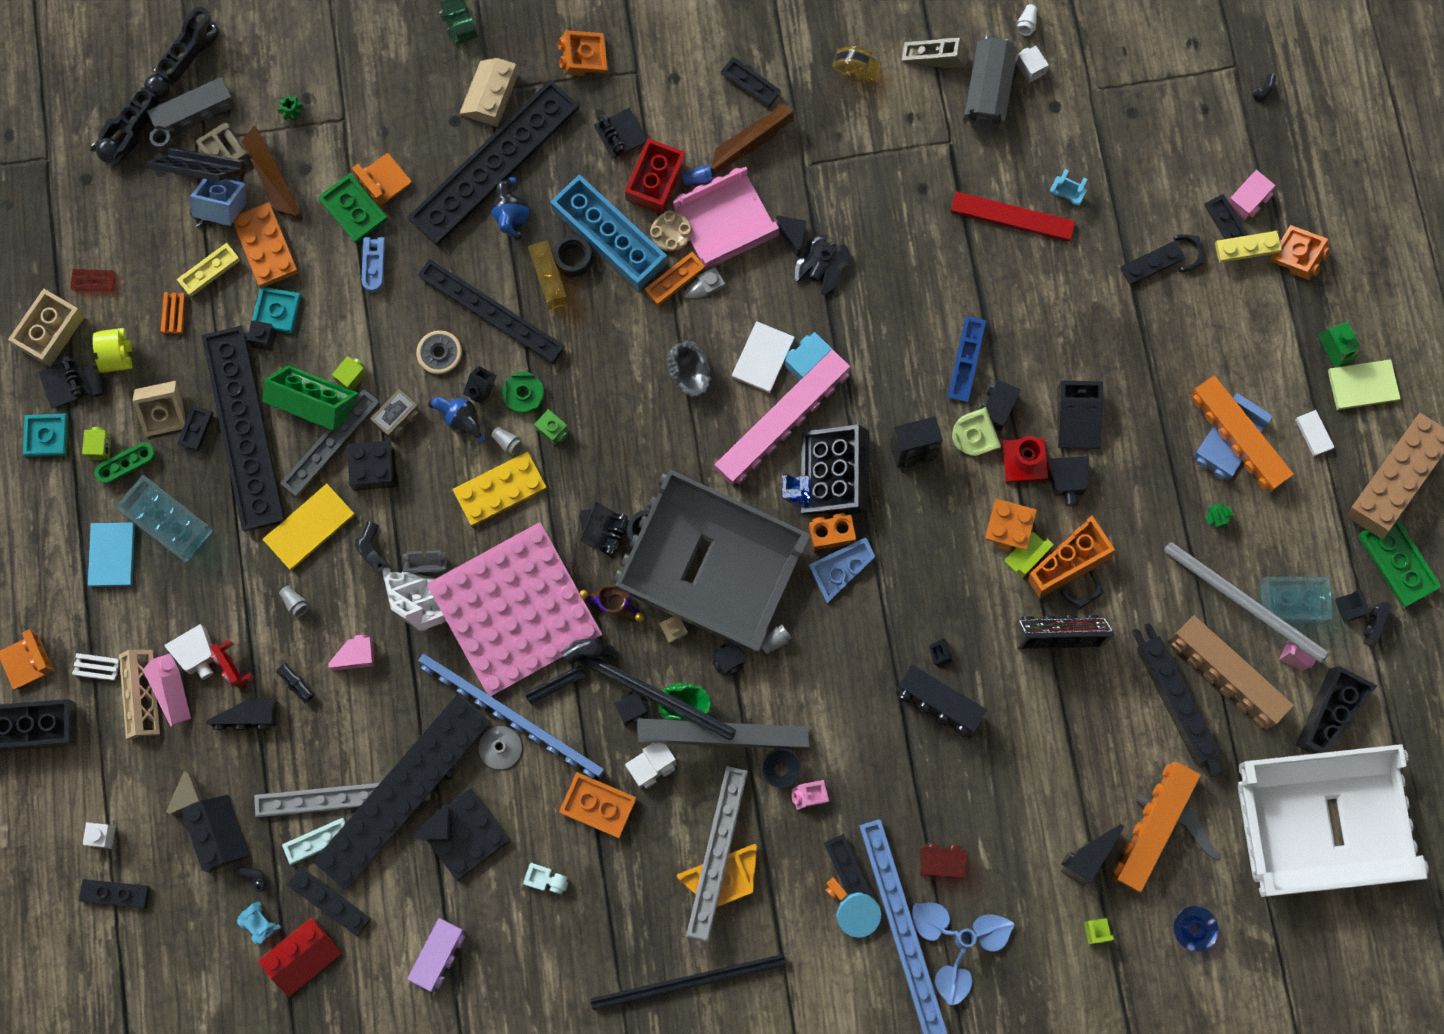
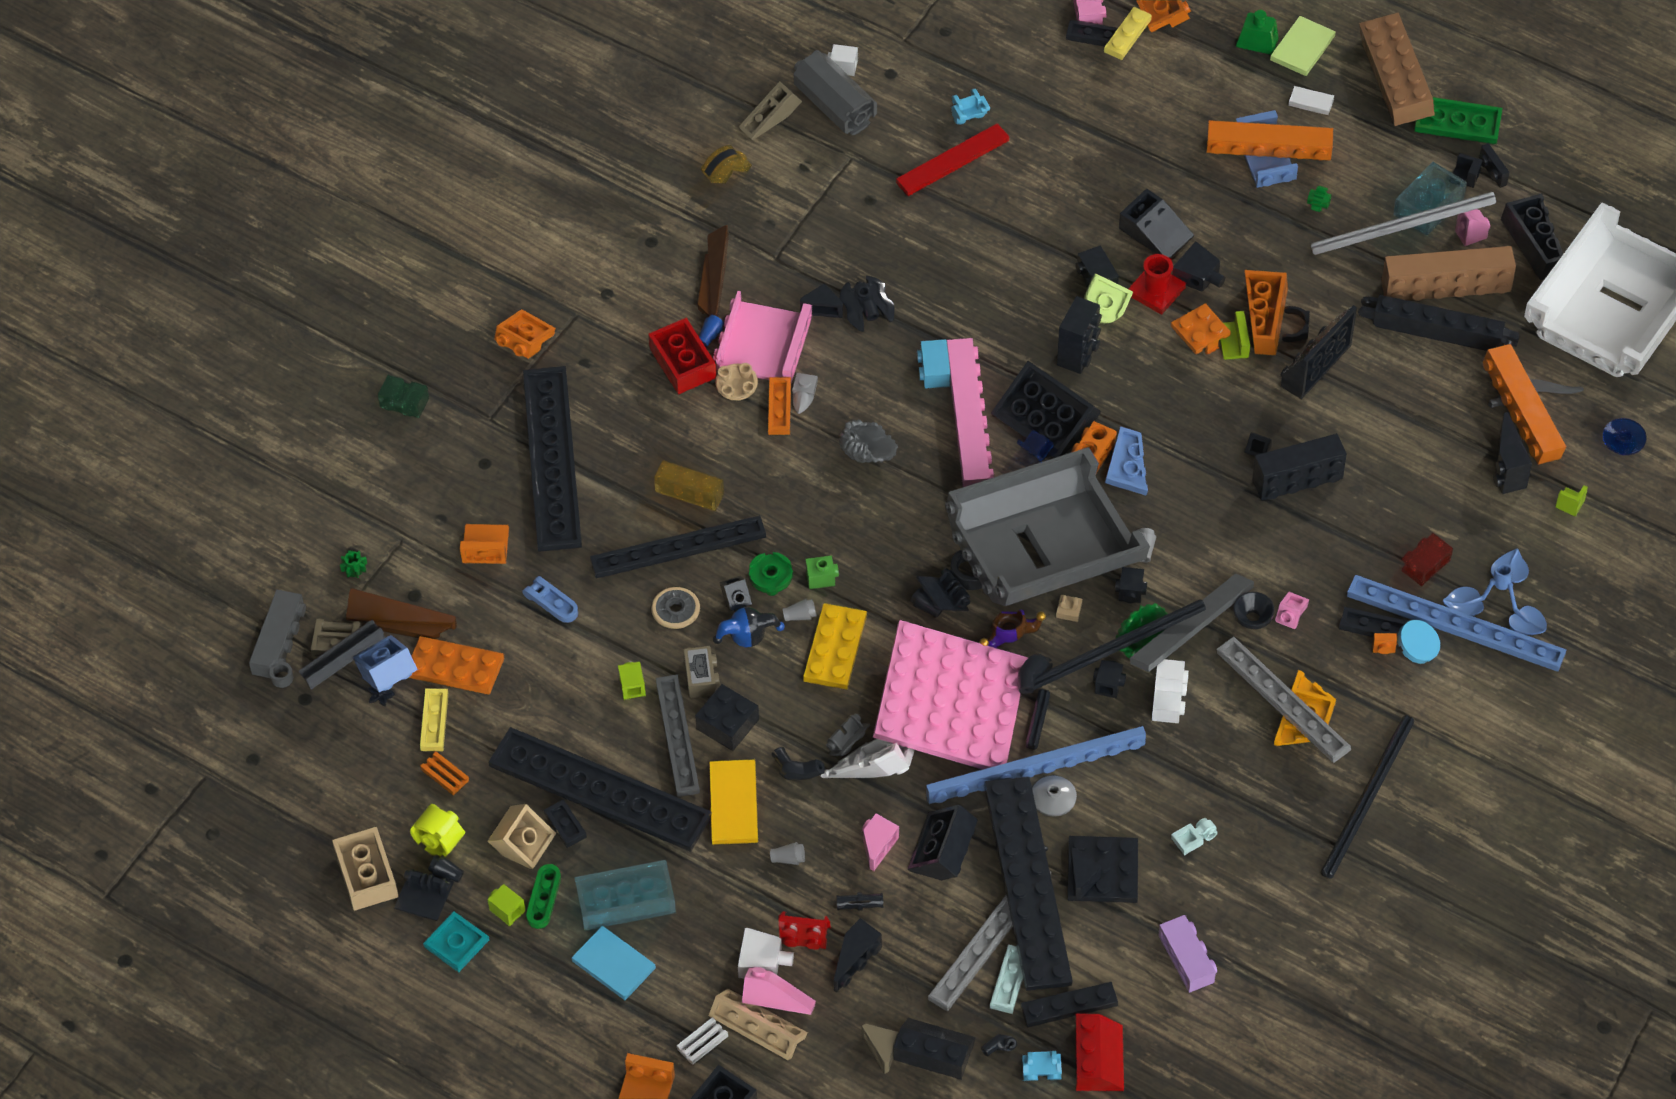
camera: 50 degrees left, 20 degrees down
(93, 288) = (356, 815): clear red tile -> none
(156, 86) = (234, 644): black piece -> none
(261, 335) = (534, 718): black brick -> none
(277, 308) = (519, 697): teal tile -> none
(309, 397) = (625, 719): green slope -> none
(352, 208) = (488, 581): green plate -> none
(388, 703) = (943, 843): none -> black slope
(490, 91) = (487, 418): tan slope -> none
(509, 209) = (605, 473): blue piece -> none
(565, 242) = (691, 445): black tyre -> none
(597, 805) = (1166, 757): orange plate -> none
(609, 232) = (697, 418): dark azure brick -> none
(620, 132) = (617, 358): black hinge -> none
(750, 82) = (667, 243): black plate -> none
(762, 357) = (903, 395): white tile -> none
(966, 358) = (1039, 267): blue slope -> none
(1027, 21) = (805, 39): white cone -> none
(1152, 263) = (1079, 102): black plate -> none
(1195, 240) = (1093, 64): black cap -> none

